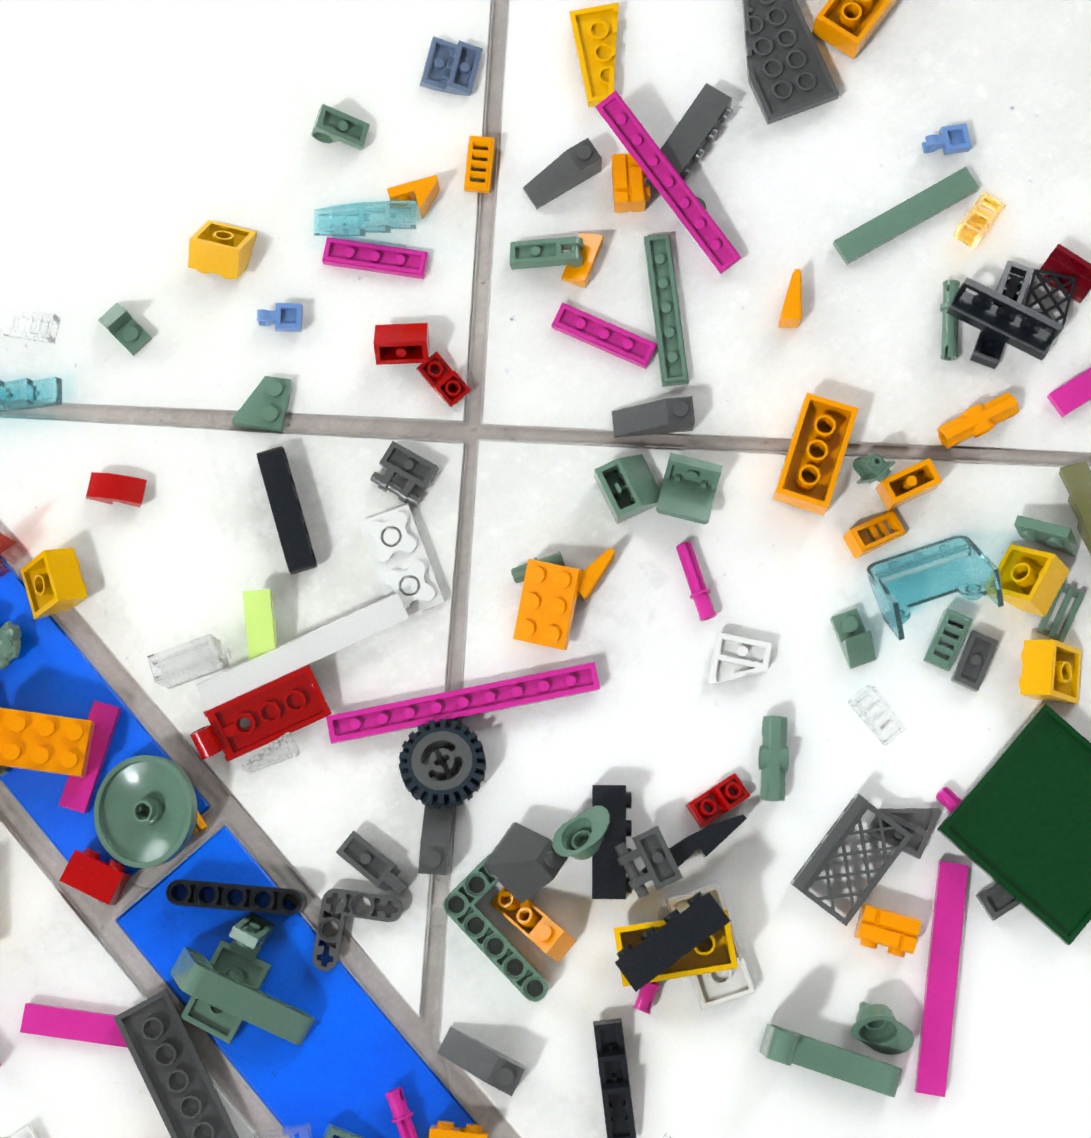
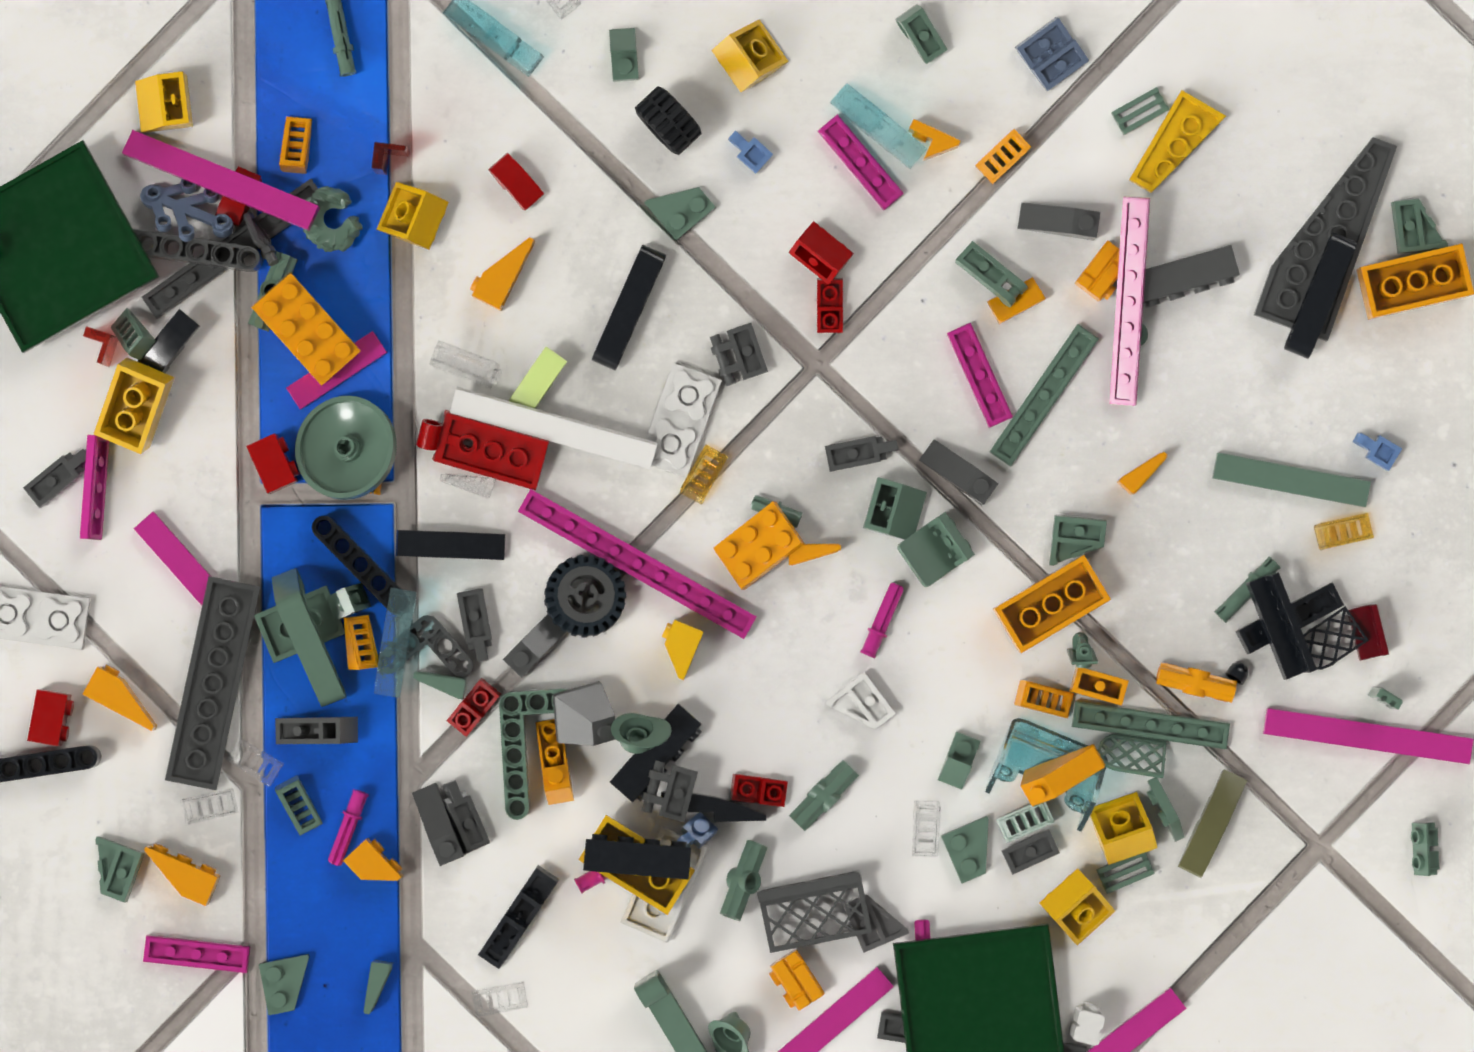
camera: 35 degrees right, 10 degrees up
(164, 572) = (500, 278): none -> light orange slope
(196, 341) = (668, 120): none -> black tyre
(289, 976) = (353, 653): none -> light orange slope
(297, 817) = (450, 545): none -> black slope
(313, 1069) = (317, 730): none -> dark grey slope
(317, 937) = (395, 642): none -> clear light blue slope
(392, 933) = (448, 684): none -> sand green slope
(429, 935) = (473, 707): none -> red slope
(460, 605) = (694, 494): none -> clear yellow slope
(498, 1035) = (464, 818): none -> dark grey hinge
(554, 734) = (681, 645): none -> yellow slope
(558, 35) = (1159, 100): none -> sand green tile
(562, 469) = (858, 452): none -> dark grey hinge
(699, 876) = (698, 831): none -> medium blue plate
(771, 884) = (743, 880): none -> sand green piece
(786, 391) = (1075, 537): none -> sand green wing
(805, 63) = (1320, 295): none -> black beam
(924, 701) = (968, 849): none -> sand green wing
(944, 576) = (1060, 774): none -> light orange slope
(973, 483) = (1150, 725): none -> sand green tile
(984, 531) = (1127, 769): none -> sand green window
(1001, 386) = (1237, 672): none -> black hinge

